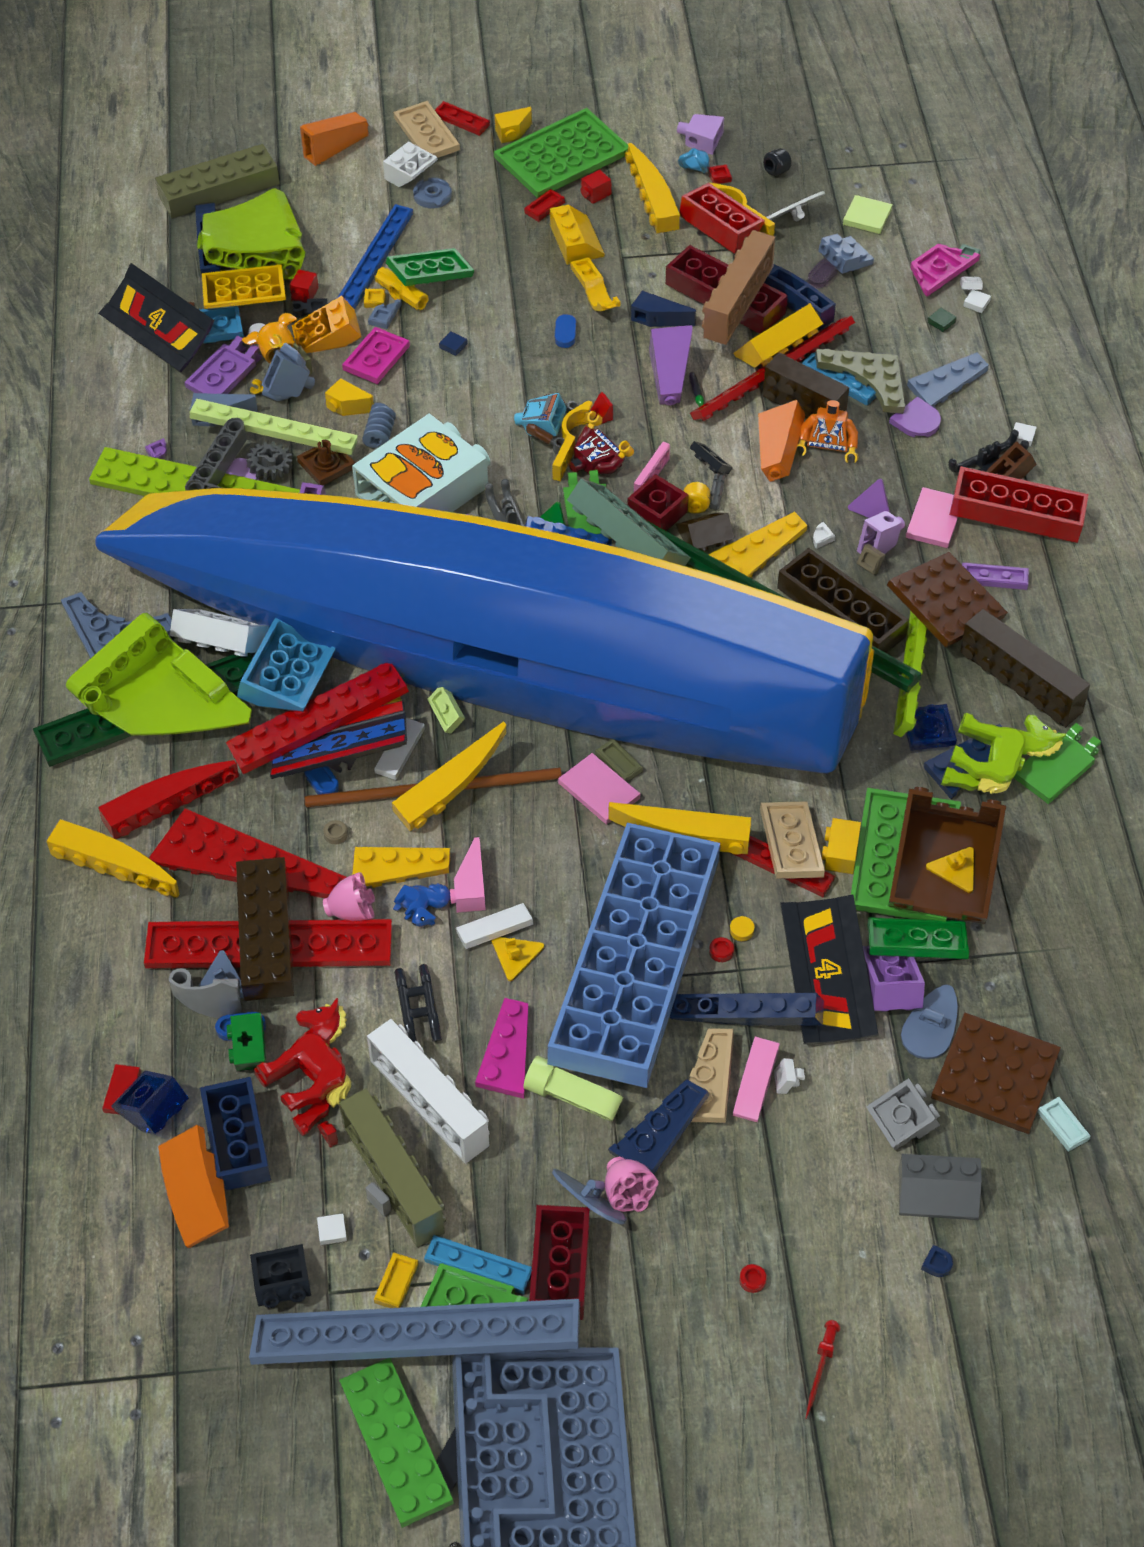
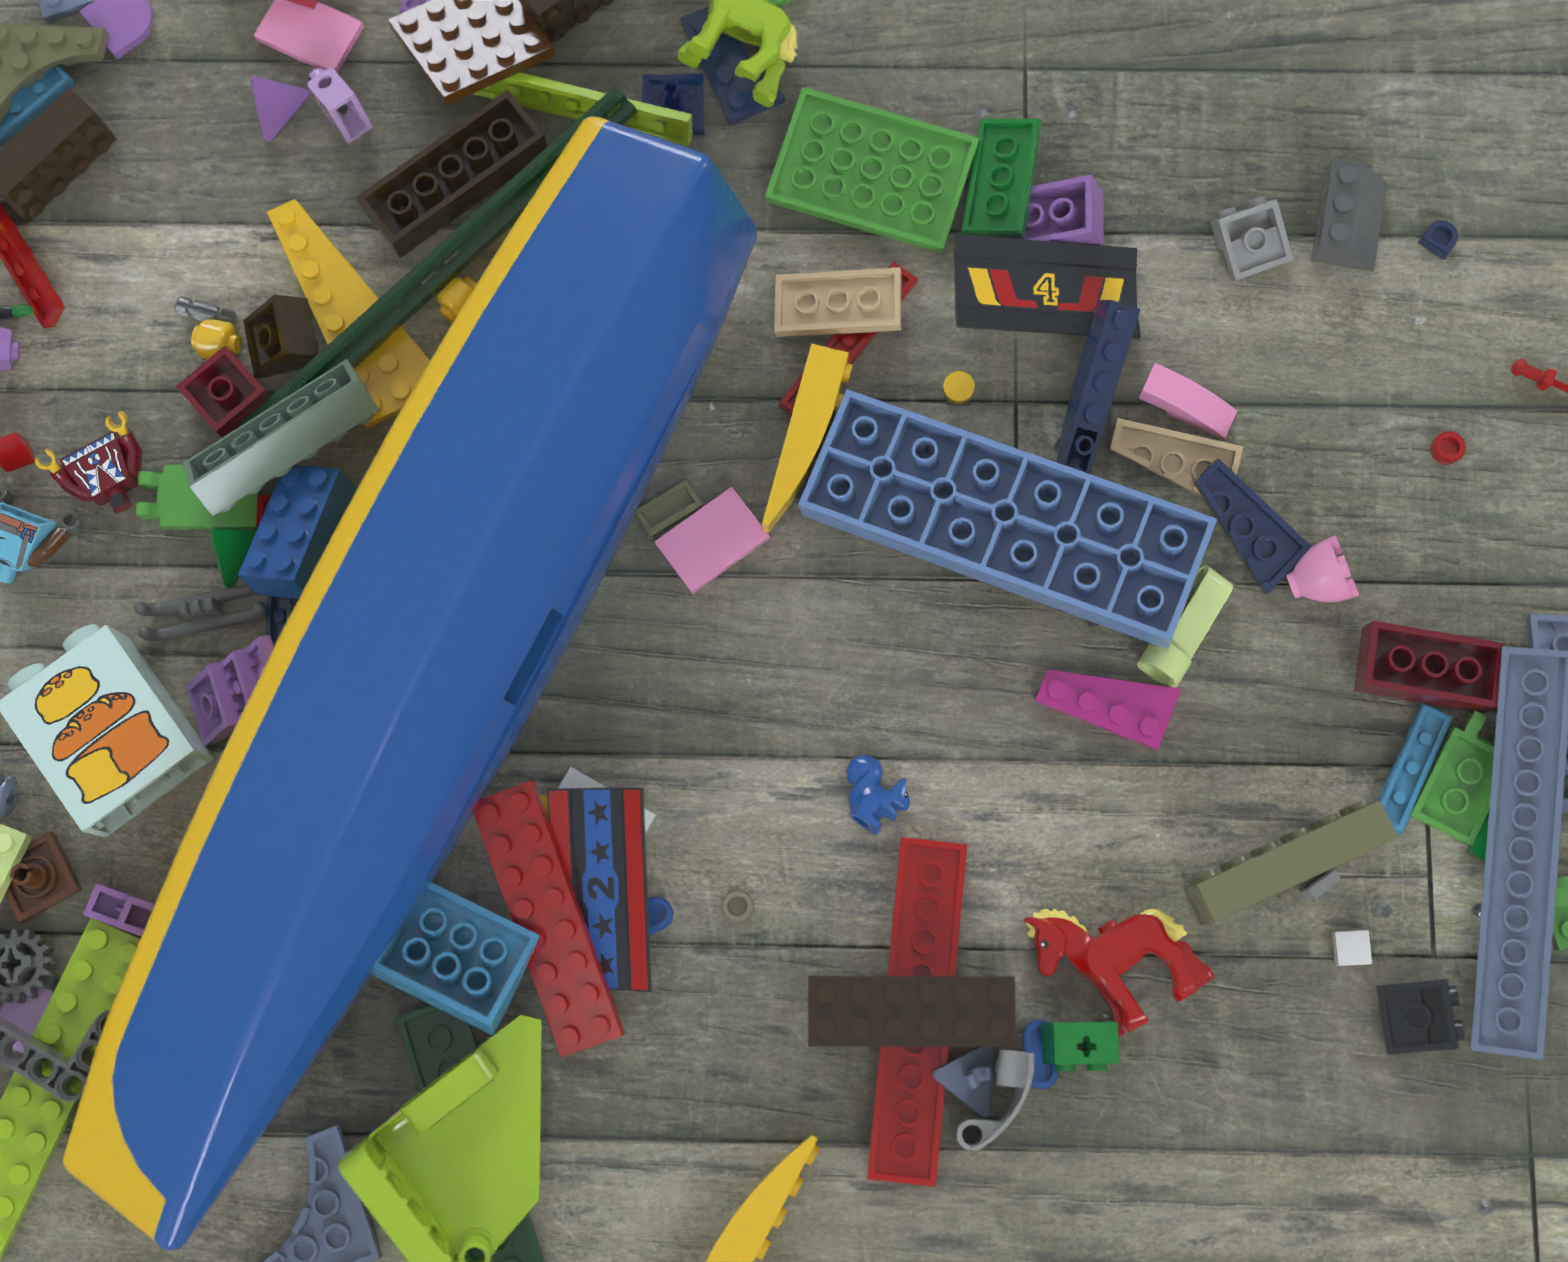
camera: 80 degrees left, 25 degrees up
(121, 1079) = (1125, 1221): red tile -> none
(151, 1101) = (1156, 1182): clear blue slope -> none
(163, 796) = (652, 1157): red slope -> none
(192, 1186) = (1298, 1124): orange slope -> none
(214, 848) = (750, 1075): red wing -> none
(217, 630) = (357, 1059): white slope -> none
(235, 1133) = (1220, 1066): dark blue brick -> none
(329, 1133) = (1215, 944): red tile -> none
(350, 899) = (867, 890): bright pink piece -> none
(396, 1281) = (1427, 872): yellow tile -> none
(397, 791) = (680, 774): dark orange piece -> none
(399, 863) = (803, 834): yellow wing -> none
(429, 1090) = (1188, 803): white brick -> none
(430, 1010) = (1019, 828): black piece -> none
(446, 709) = (551, 733): yellowish green plate -> none
(447, 782) = (688, 739): yellow slope -> none
(469, 882) = (855, 727): bright pink slope -> none
(494, 926) = (920, 701): white tile -> none
(515, 954) = (963, 680): yellow piece -> none
(572, 419) = (21, 487): yellow piece -> none
(590, 1198) = (1343, 622): sand blue shield -> none
(655, 465) = (152, 395): bright pink tile -> none
(715, 462) = (135, 314): black plate -> none
(721, 949) = (986, 418): red tile -> none
(779, 438) = (126, 207): orange slope -> none
(787, 1076) = (1188, 363): white tile -> none
(822, 535) = (314, 183): white tile -> none
(830, 430) = (129, 136): orange torso -> none
(842, 845) = (850, 242): yellow brick -> none
(871, 559) = (374, 124): dark tan tile -> none
(931, 1028) = (1129, 190): sand blue shield -> none
(934, 833) = (902, 111): reddish brown windscreen -> none
(955, 868) = (911, 110): yellow piece -> none
(996, 1073) = (1195, 126): reddish brown plate -> none
(1063, 1124) = (1270, 66): light aqua tile -> none

